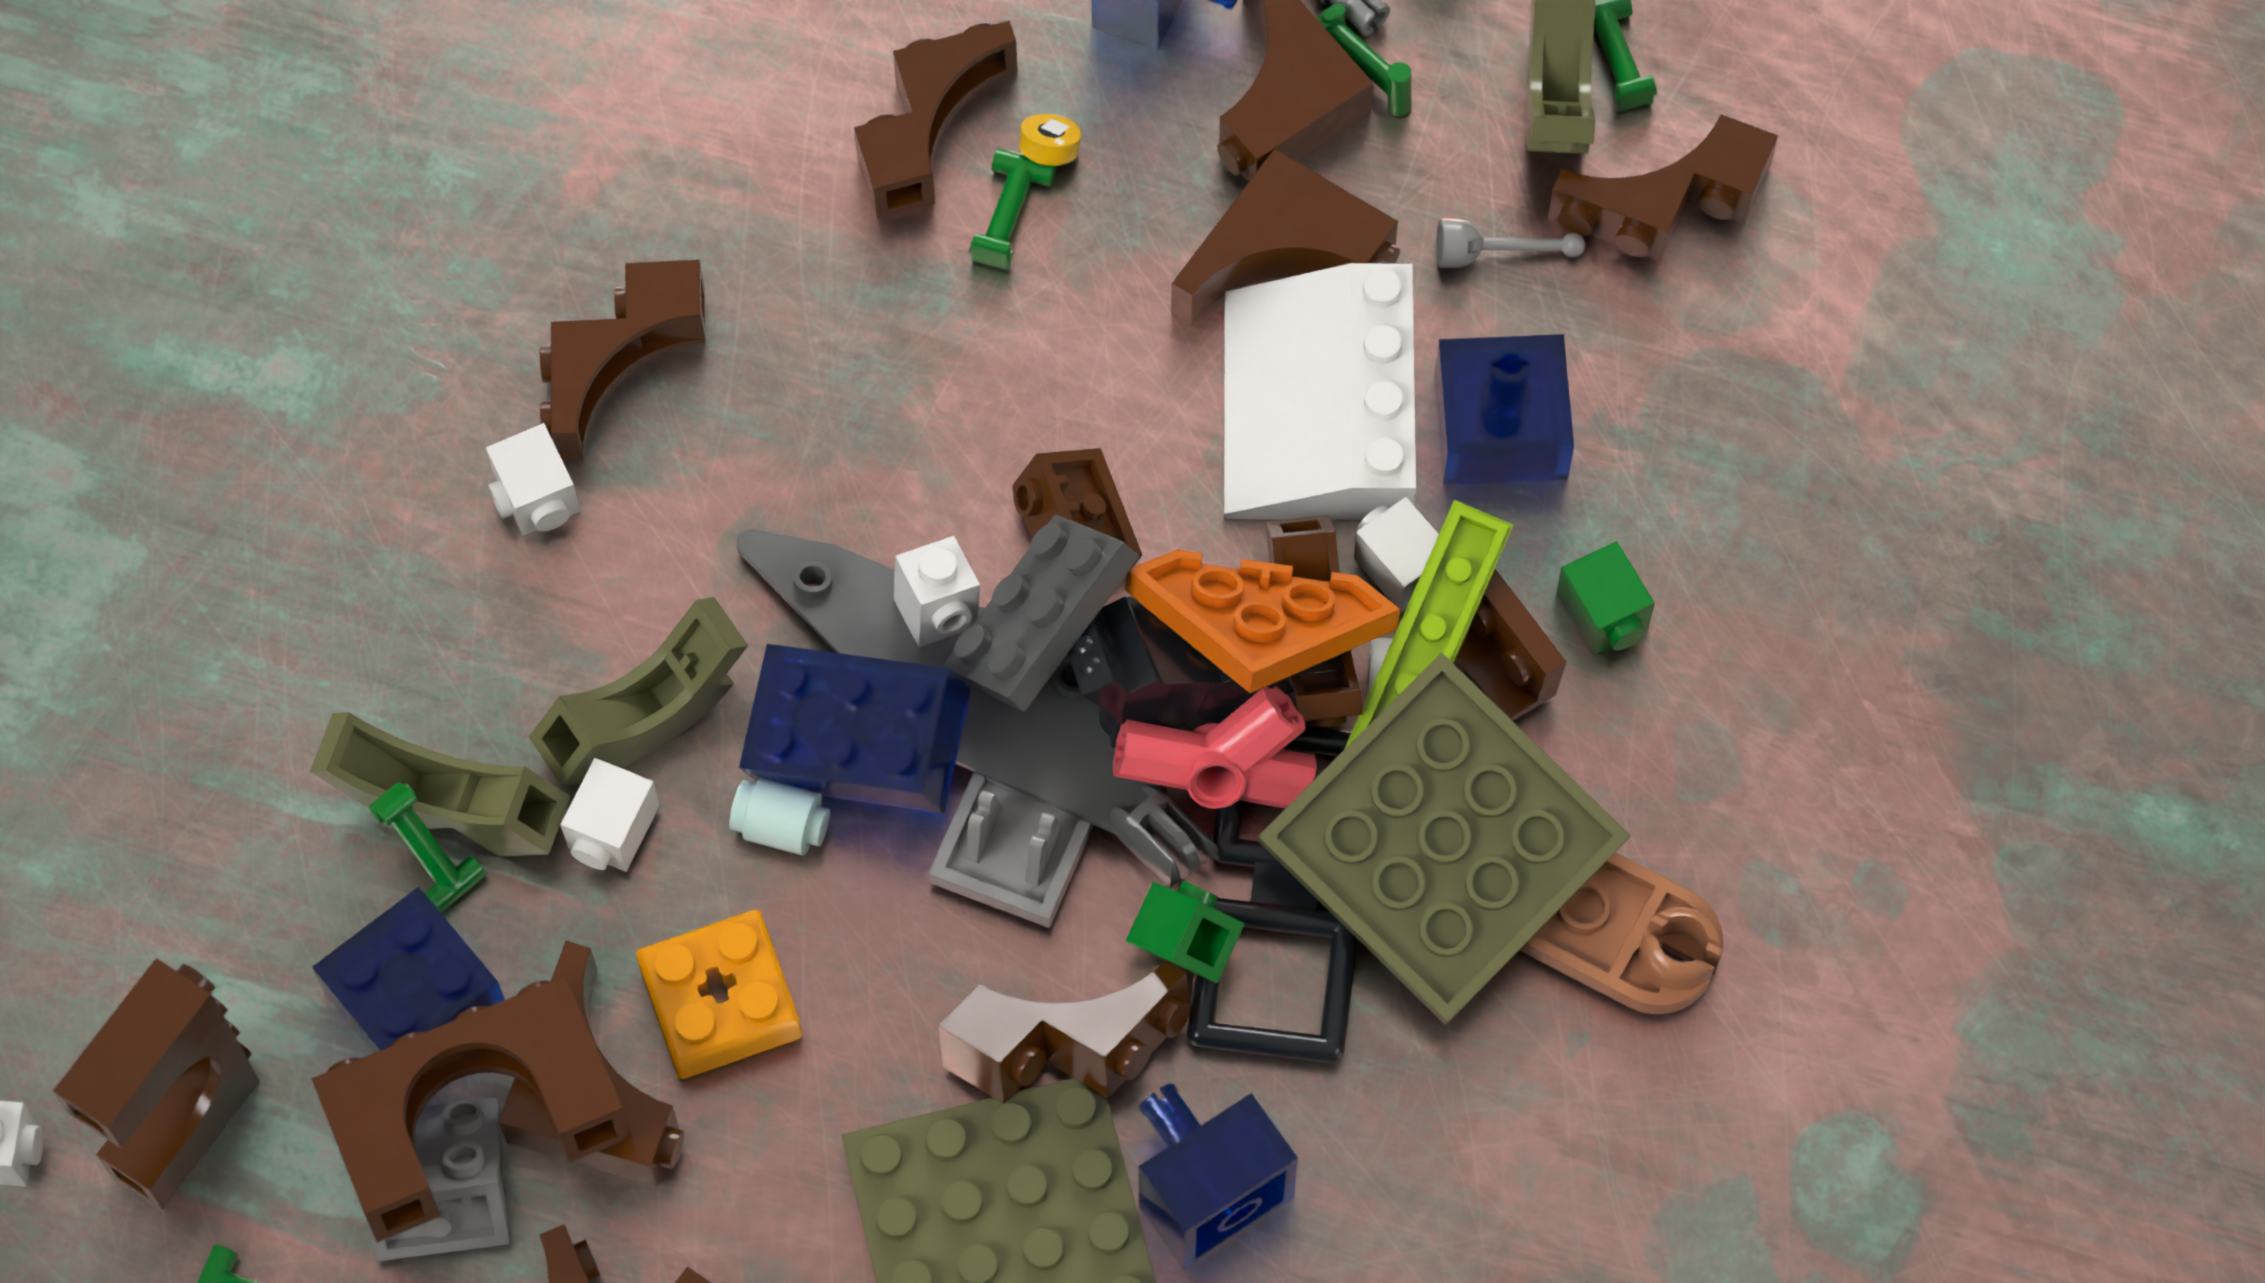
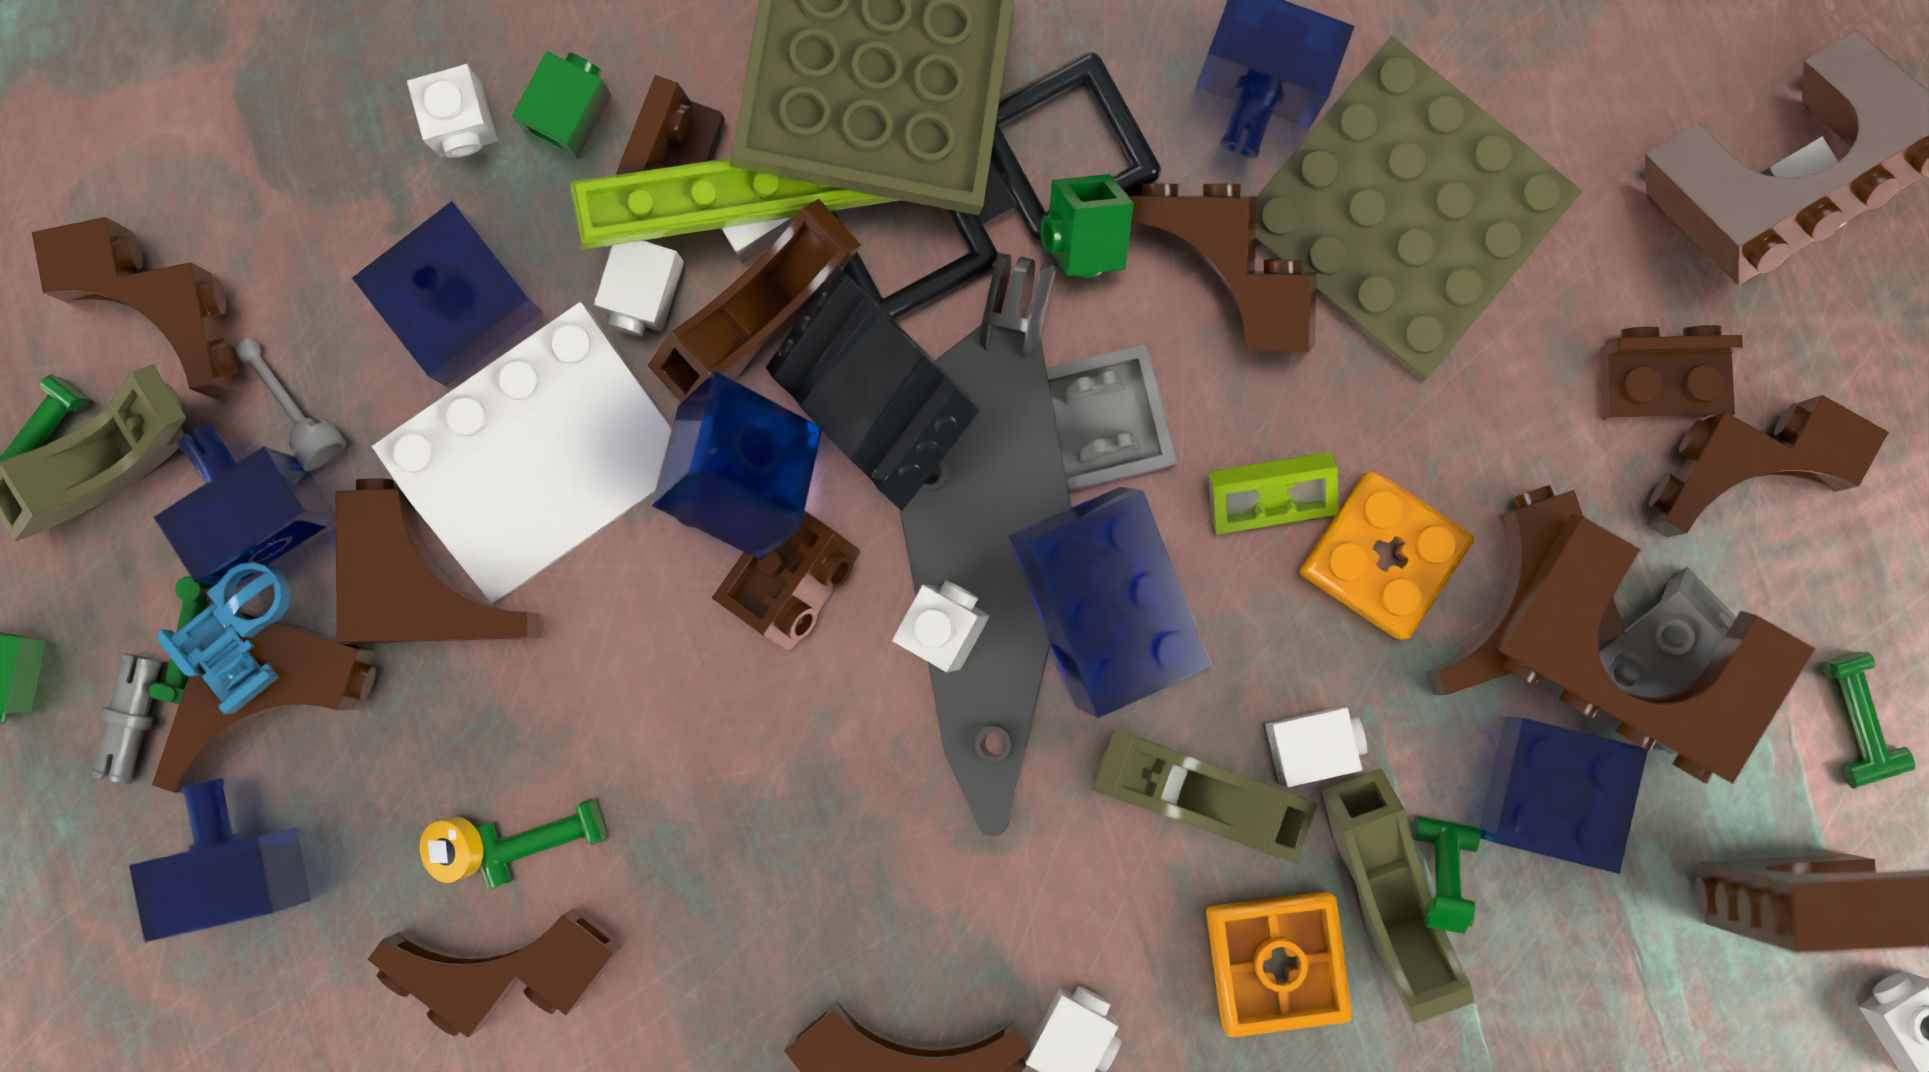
camera: 125 degrees left, 20 degrees up
(452, 636) = (1312, 988): none -> light orange brick
(779, 815) = (1216, 614): light aqua brick -> none
(843, 936) = (1273, 493): none -> lime piece
(1040, 611) = (912, 516): dark grey plate -> none
(1189, 500) = (737, 466): none -> clear blue brick
(1224, 759) = (931, 291): coral piece -> none
(1258, 617) = (798, 330): orange plate -> none
(1343, 66) = (215, 642): none -> dark azure piece
(1431, 147) = (243, 510): none -> clear blue brick
(1657, 508) = (453, 111): none -> white brick

